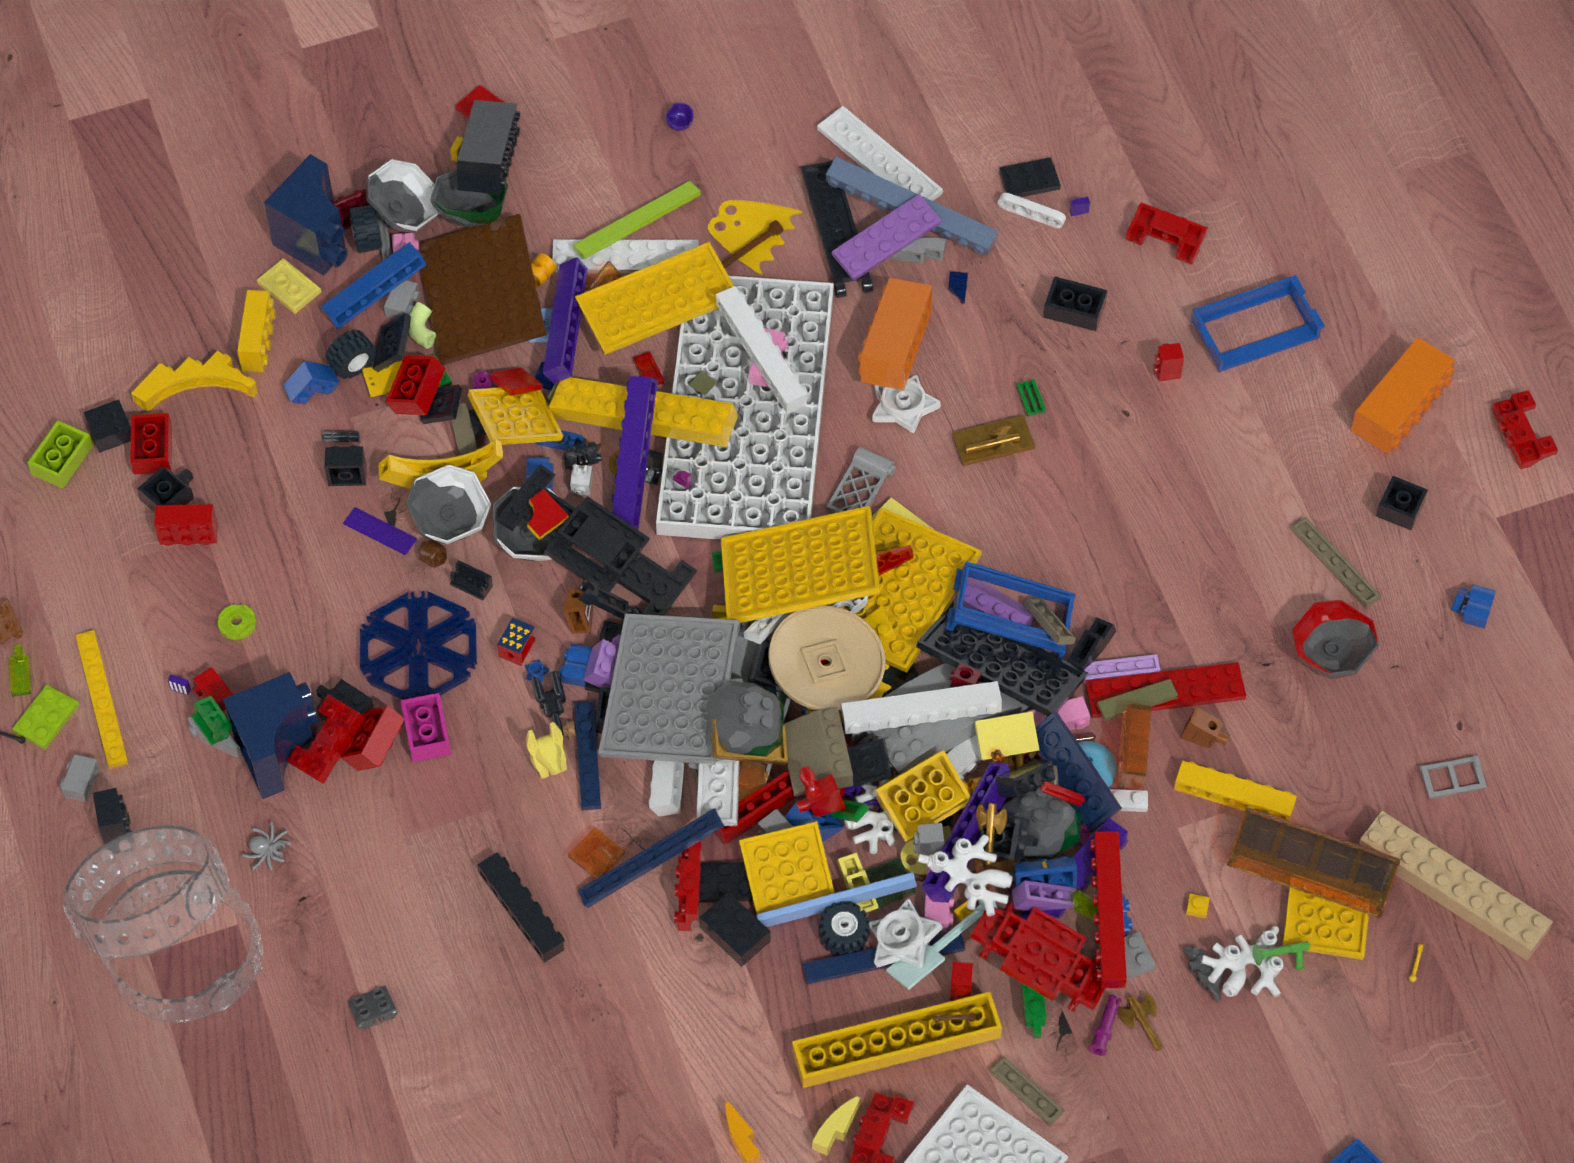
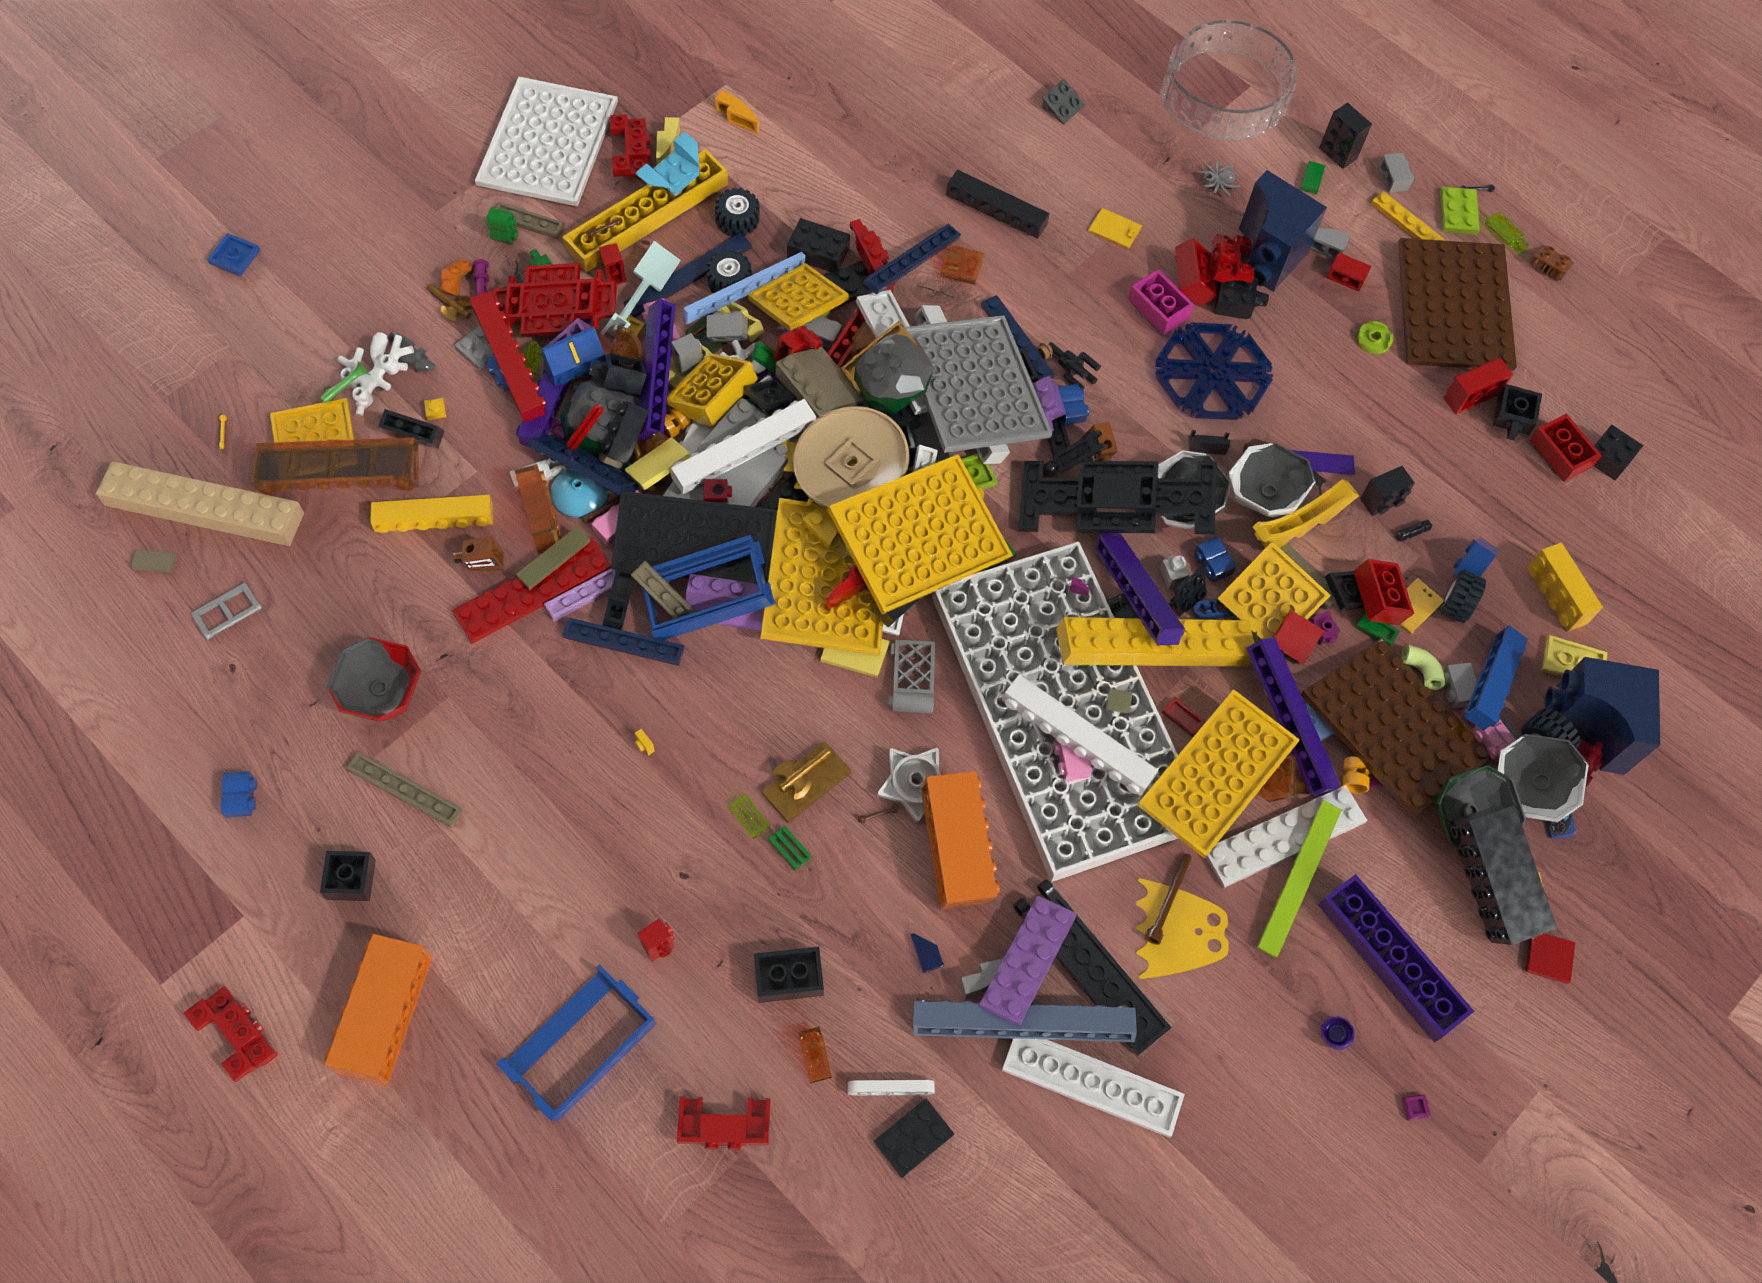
camera: 150 degrees right, 5 degrees up
(60, 454) = (1630, 406): lime brick -> none
(132, 854) = (1316, 55): clear piece -> none
(133, 619) = (1455, 303): none -> reddish brown plate
(168, 811) = (1312, 177): none -> green tile
(179, 684) = (1379, 266): dark purple tile -> none
(191, 374) = (1602, 514): yellow arch -> none
(211, 720) = (1333, 228): green hinge -> none
(392, 342) = (1435, 628): black plate -> none
(412, 839) = (1115, 228): none -> yellow container
(516, 641) = (1134, 401): piece -> none
(536, 666) = (1107, 390): blue plate -> none
(546, 514) = (1177, 486): red tile -> none
(547, 752) = (1049, 312): light yellow piece -> none
(603, 143) = (1395, 958): none -> dark purple brick
(651, 61) = (1416, 1107): none -> magenta tile
(801, 1001) = (737, 211): none -> black wheel
(854, 1054) = (676, 169): none -> medium azure piece
(876, 858) = (727, 326): none -> light grey brick
(903, 936) = (676, 281): white plate -> none
(959, 873) = (628, 313): white plant -> none
(961, 396) = (894, 809): none -> reddish brown hinge
(991, 821) = (632, 361): pearl gold piece -> none
(1056, 445) = (759, 830): none -> clear neon green tile
(1059, 1075) = (502, 226): none -> green brick
(1078, 252) = (814, 1054): none -> clear orange slope
(1079, 206) = (839, 1117): dark purple tile -> none
(1103, 609) = (623, 641): none -> dark blue plate
(1118, 517) = (643, 742): none -> yellow plate
(1125, 1047) = (452, 276): none -> orange bracket
(1228, 880) = (411, 428): none -> black brick
(1459, 599) = (259, 794): blue tile -> none
(1510, 850) = (154, 561): none -> dark tan tile

